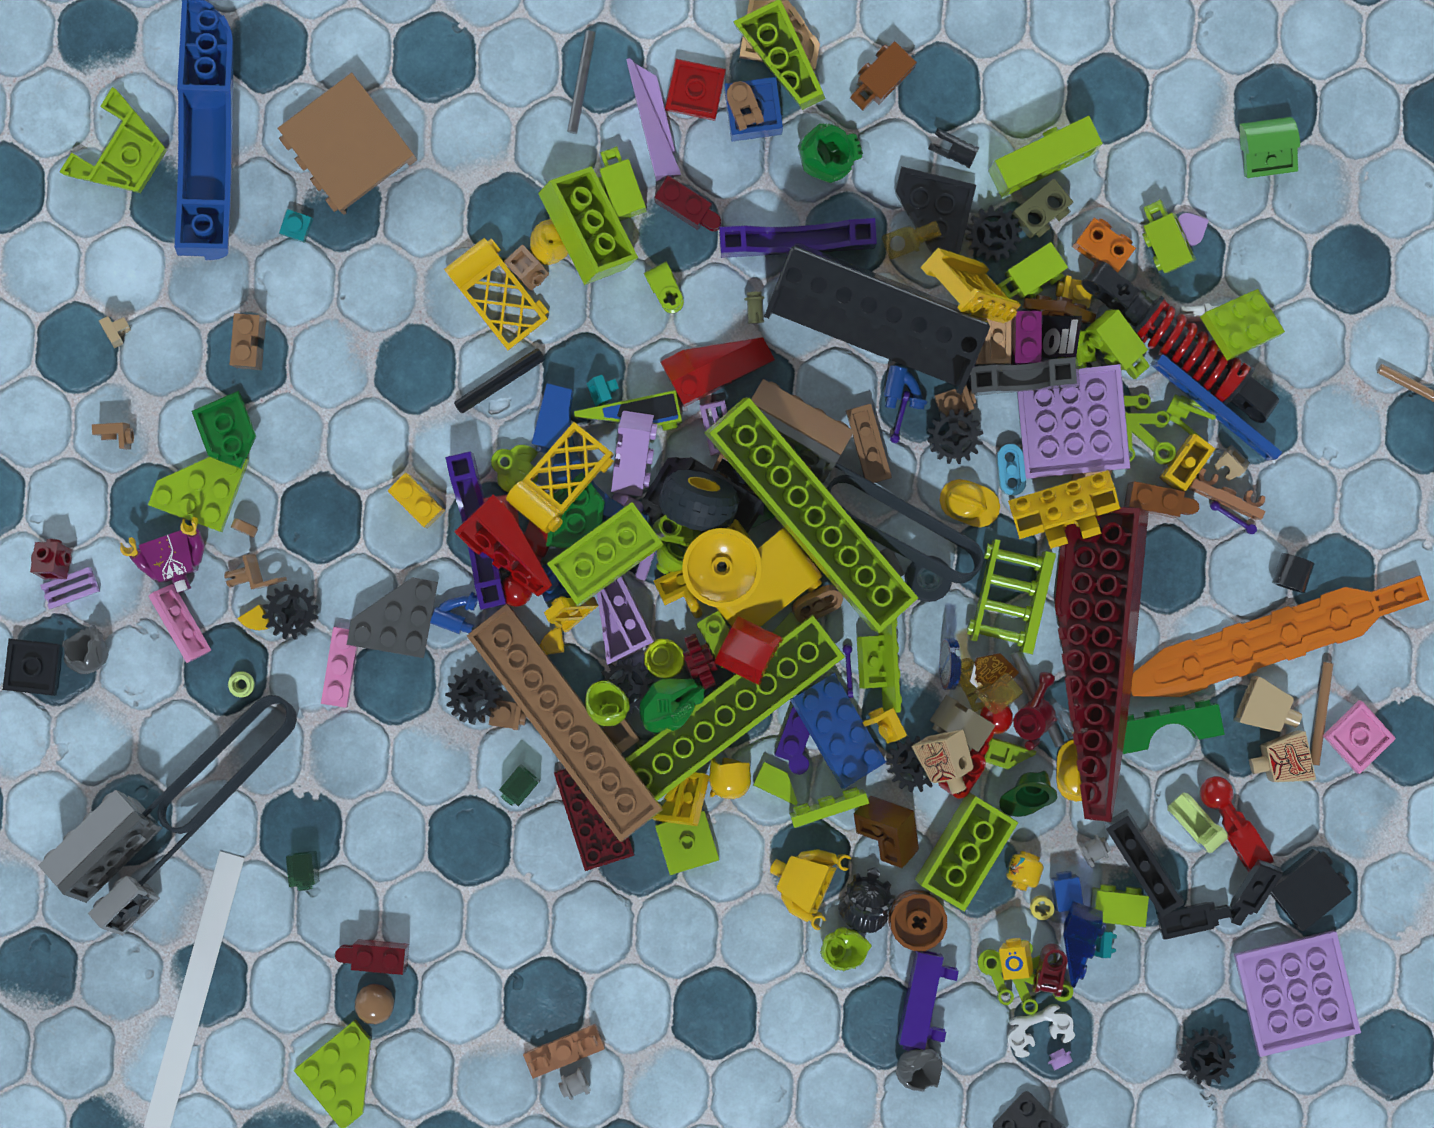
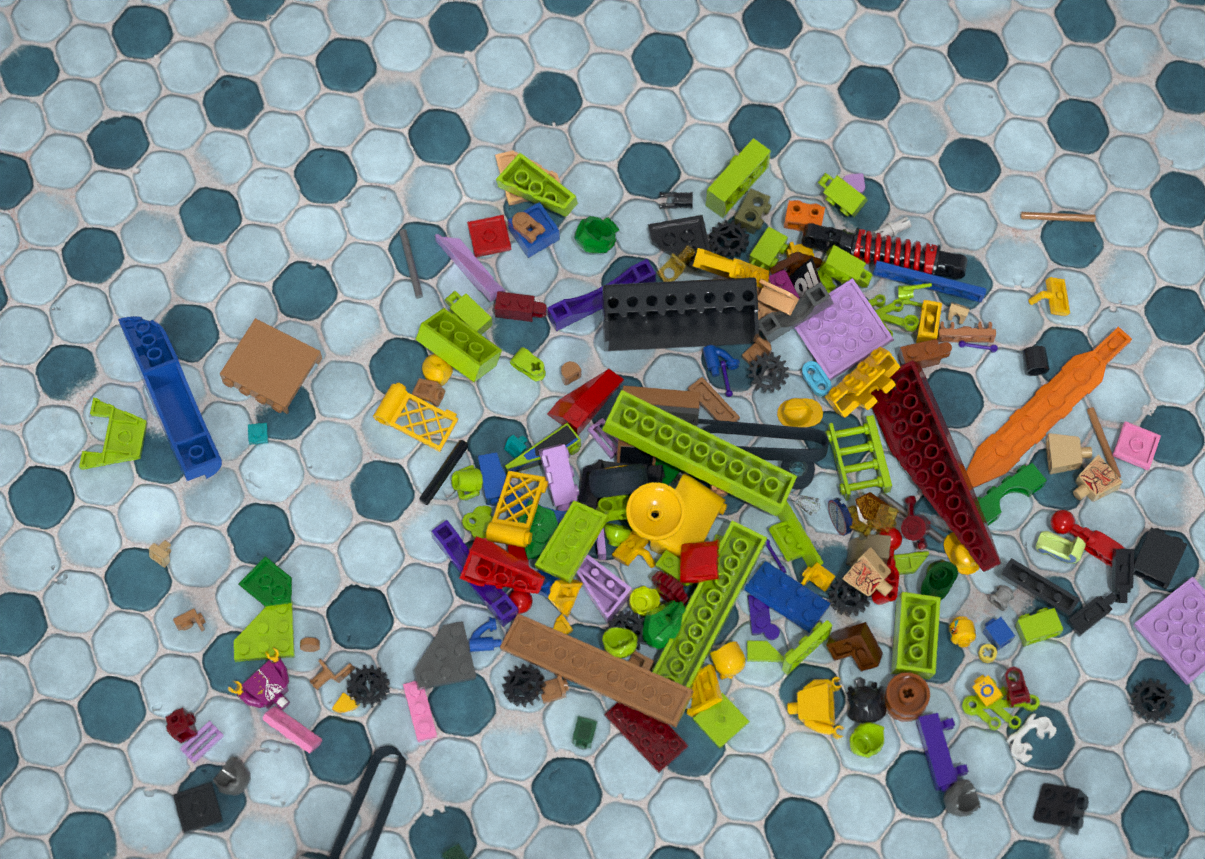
camera: 20 degrees left, 20 degrees down
(233, 684) = (354, 747): yellowish green plate -> none
(244, 343) = (258, 520): medium nougat brick -> none
(416, 500) = (423, 572): yellow brick -> none
(520, 408) = (467, 480): none -> lime piece
(711, 322) = (570, 372): none -> medium nougat brick
(755, 307) = (594, 351): olive pin -> none
(817, 603) = (728, 516): medium nougat plate -> none
(883, 75) = (608, 175): dark orange brick -> none
(921, 628) = (808, 504): none -> clear cone
(1012, 348) = (777, 298): none -> light nougat panel
(1060, 1059) = (1055, 749): lavender plate -> none
(1080, 933) = (1021, 651): clear blue slope -> none
(1104, 945) = (1039, 657): teal tile -> none
(1242, 324) = (918, 222): lime plate -> none
(1269, 147) = (878, 114): bright green brick -> none
(1365, 498) = (1057, 296): none -> yellow plate

